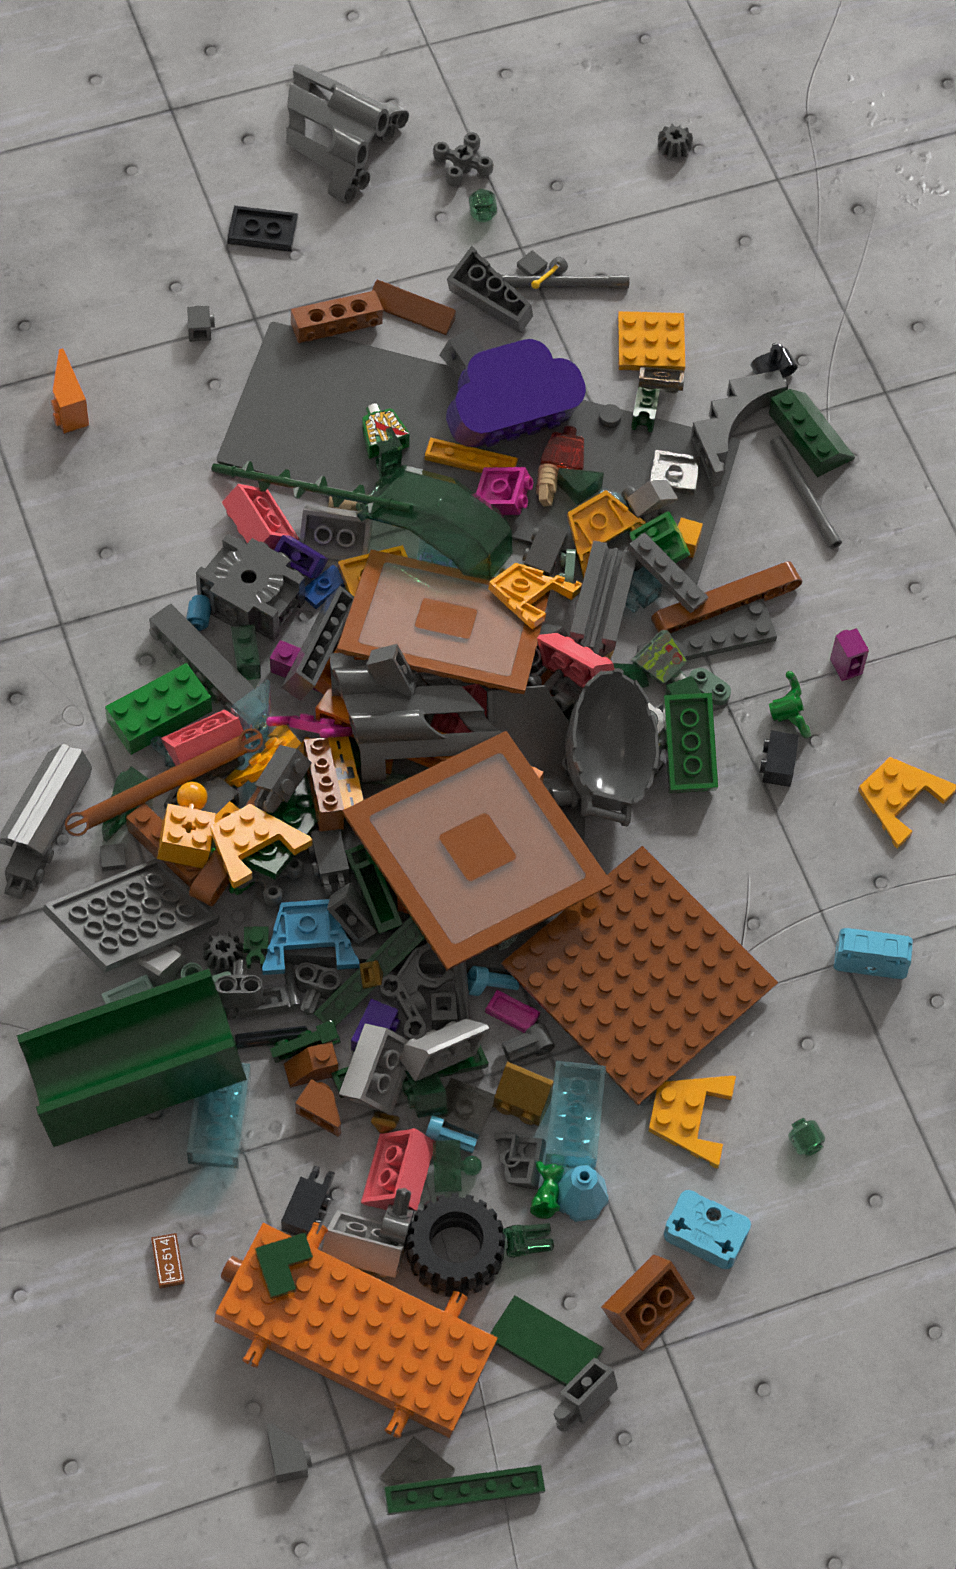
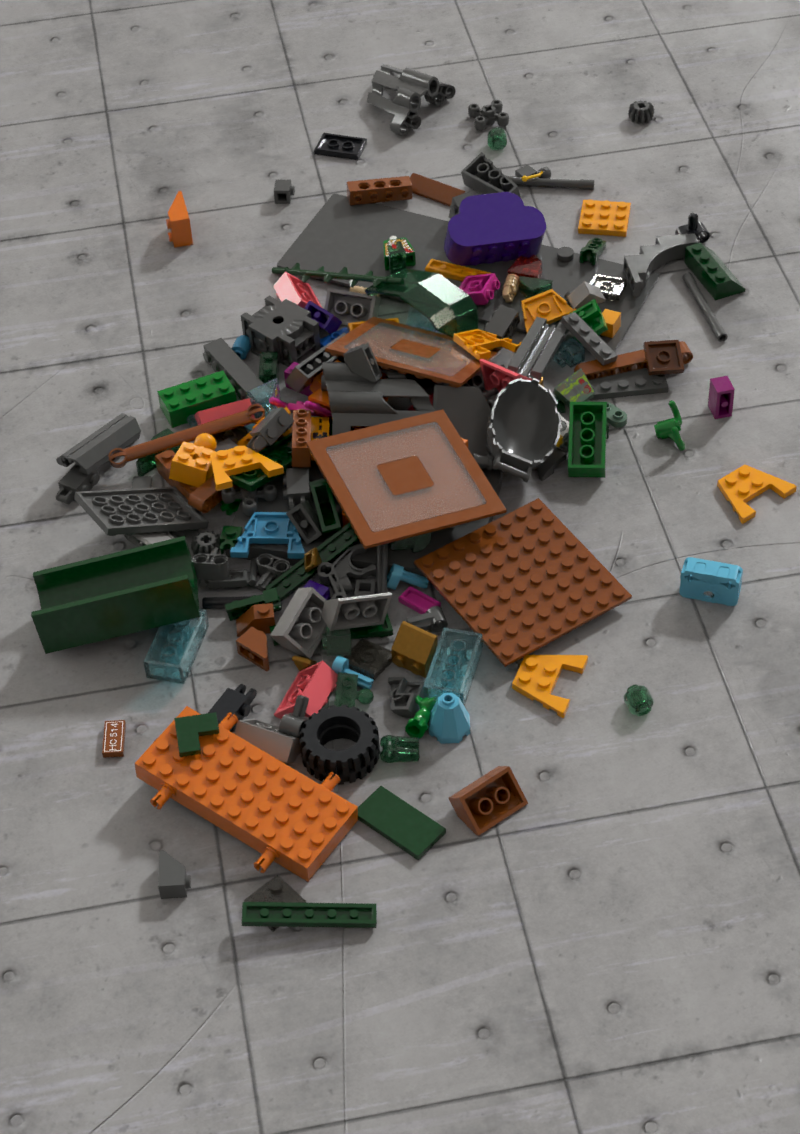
camera: 15 degrees right, 15 degrees down
(568, 562) = (518, 334): sand green plate -> none
(585, 1394) = (422, 856): dark grey hinge -> none
(660, 378) = (611, 236): clear smoke plate -> none
(706, 1237) = (546, 755): medium azure axle -> none
(768, 594) = (663, 357): none -> reddish brown plate
(780, 758) = (657, 459): black brick -> none

